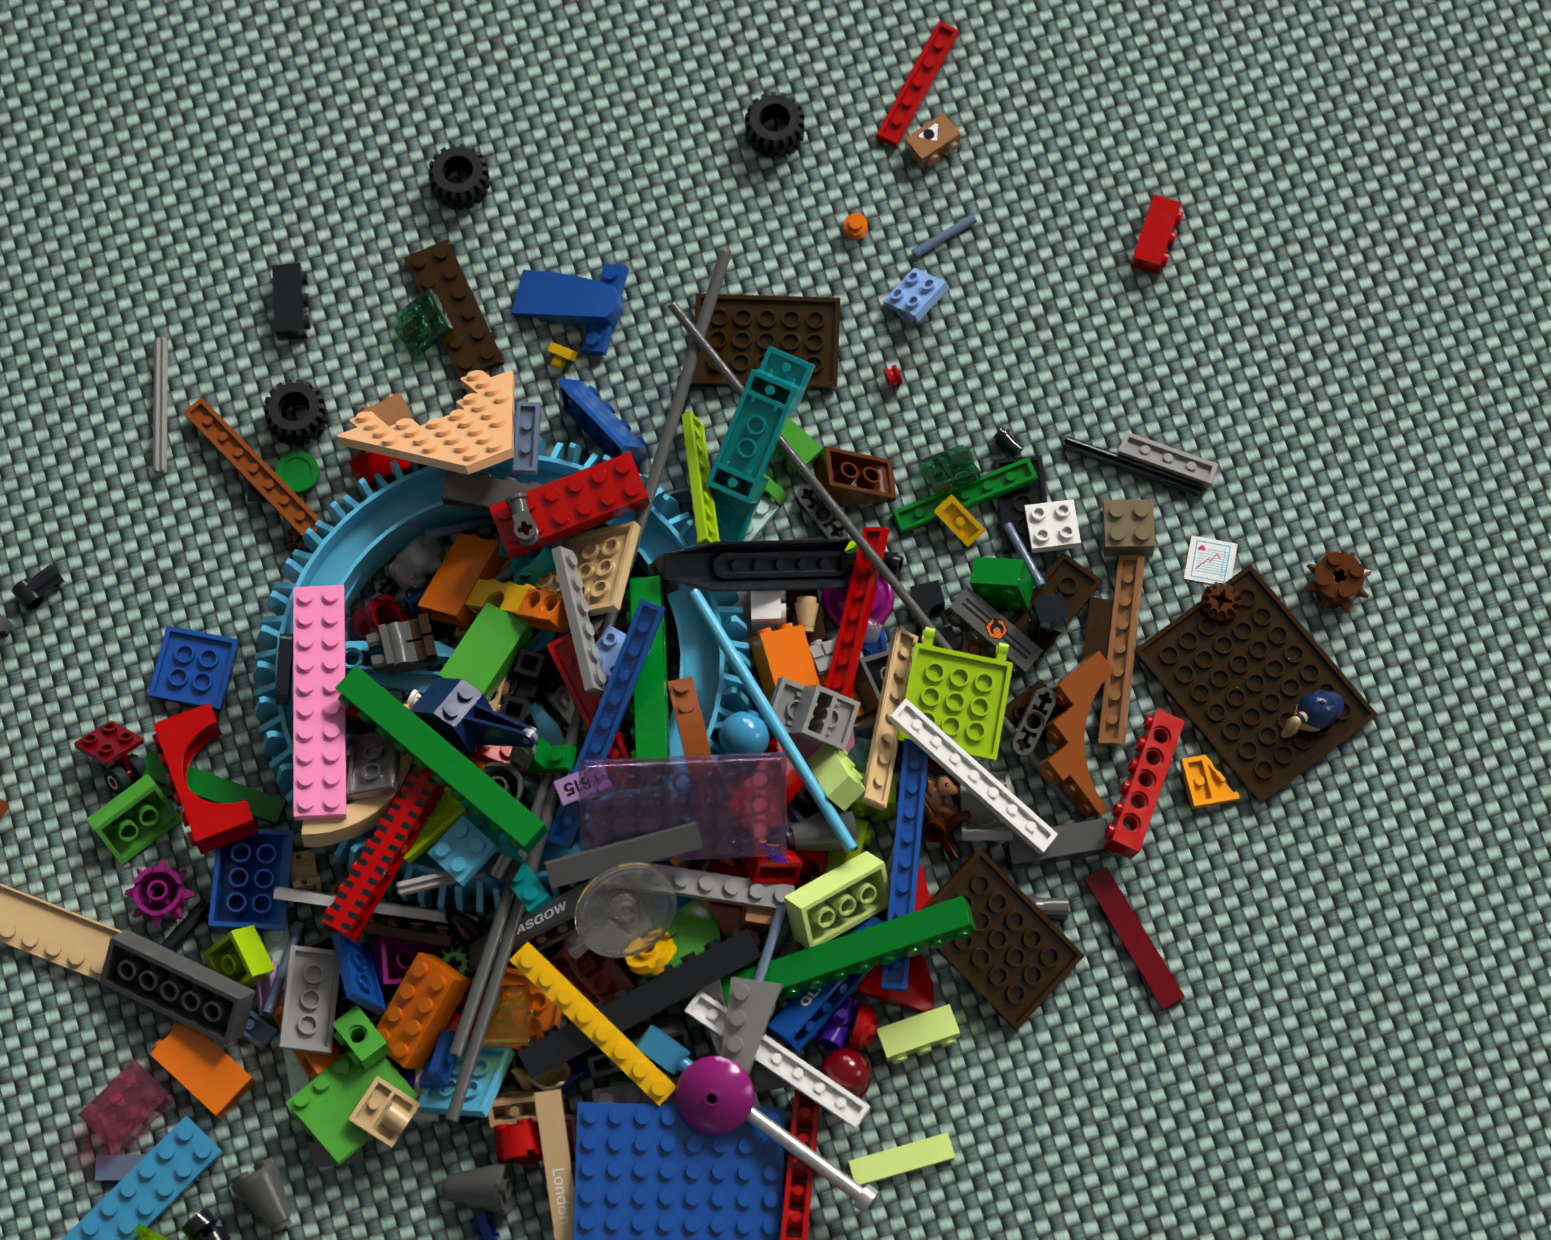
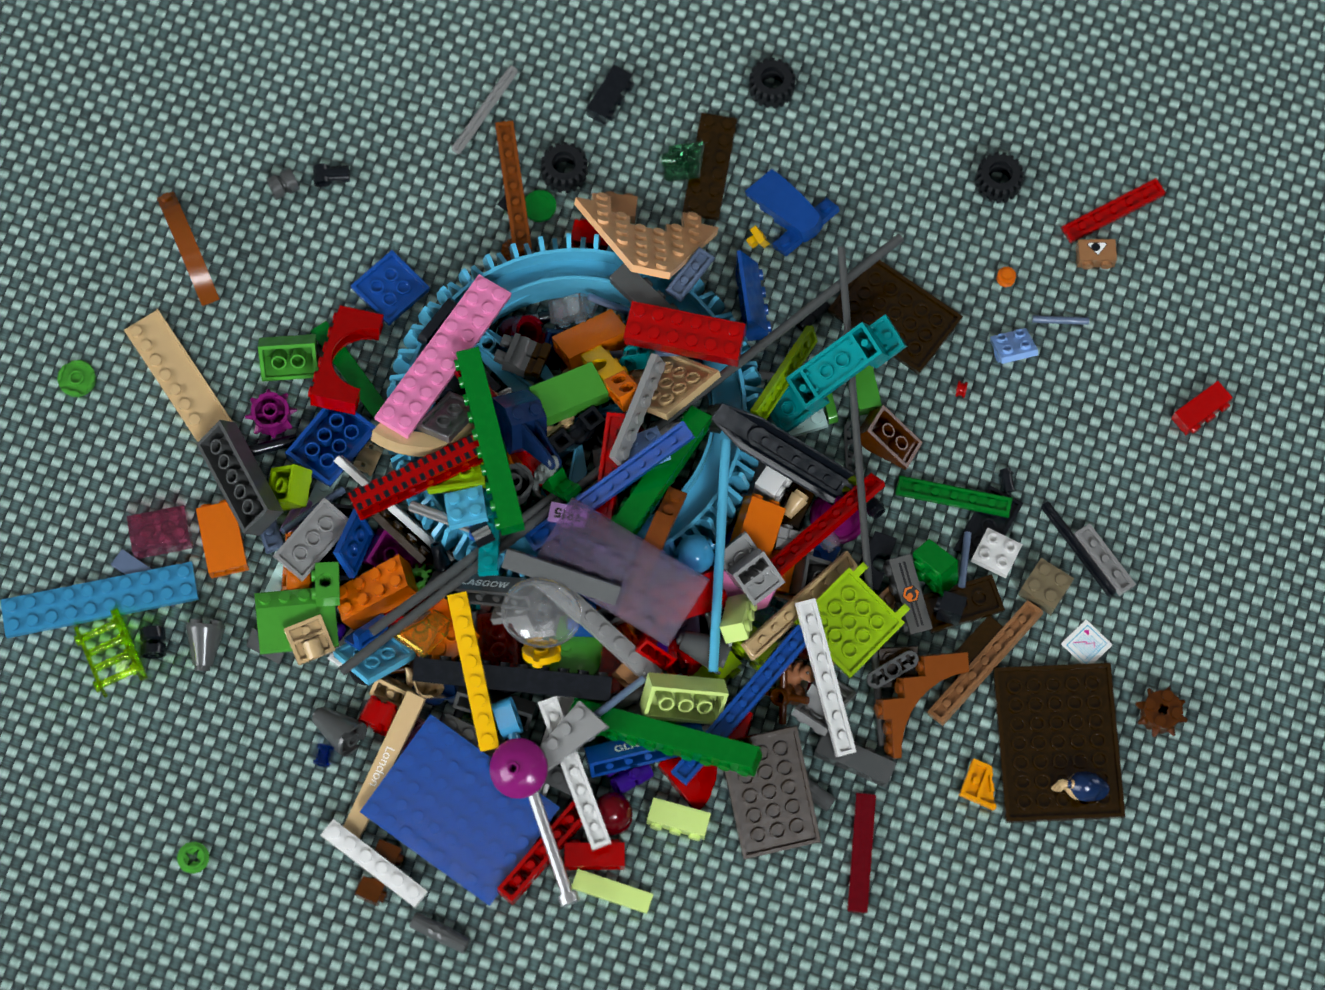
camera: 30 degrees right, 0 degrees up
(112, 744) = (306, 301): dark red plate -> none
(522, 519) = (646, 322): dark grey connector -> none
(847, 1143) = (581, 856): none -> red brick
(864, 1028) = (645, 791): red piece -> none
(949, 469) = (954, 472): clear green plate -> none
(959, 520) = (938, 509): yellow plate -> none
(1168, 730) = (978, 734): red brick -> none
(1227, 610) = (1073, 682): reddish brown gear -> none

